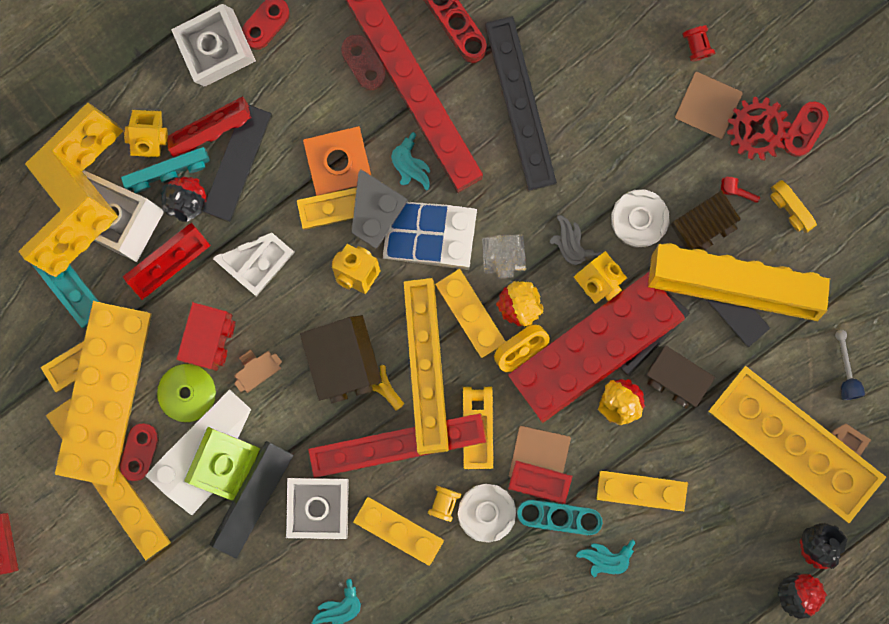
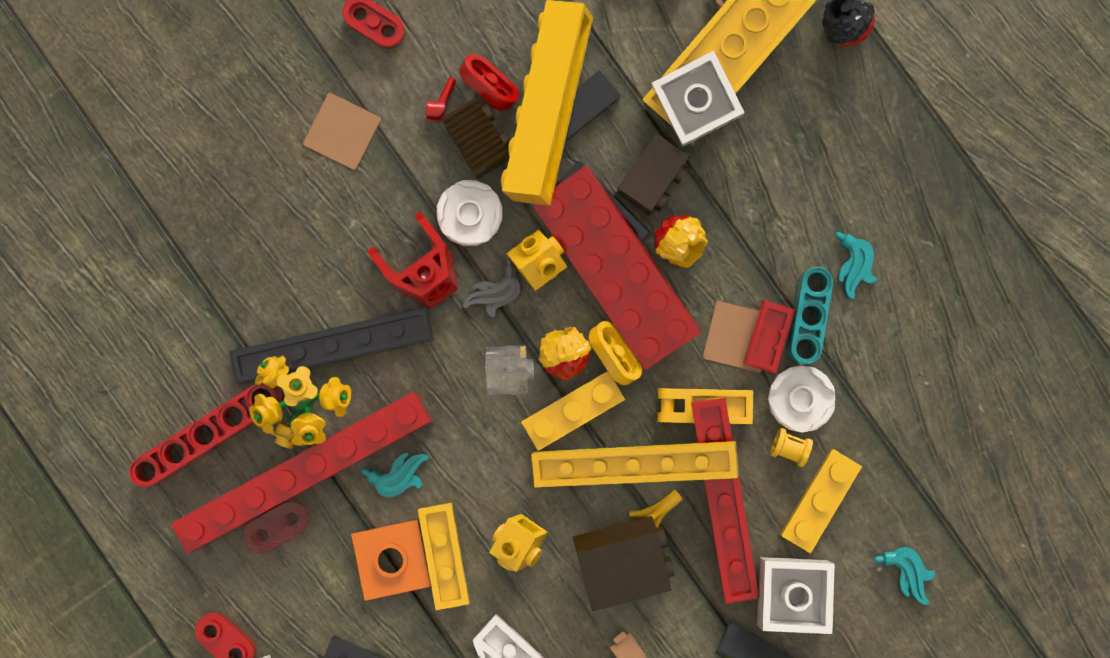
camera: 90 degrees left, 0 degrees up
(375, 209) = (449, 518): dark grey wing -> none
(432, 235) = (480, 455): slope -> none
(477, 77) = (300, 395): none -> yellow plant
(580, 183) = (424, 287): none -> red piece
(641, 491) = (780, 222): yellow plate -> none
(698, 43) = (270, 139): red bush -> none
(745, 411) = (698, 98): none -> white brick
(756, 231) = (489, 82): none -> red plate
(768, 118) = (386, 86): red gear -> none
(799, 215) = (452, 46): yellow plate -> none
(801, 595) = (903, 46): piece -> none

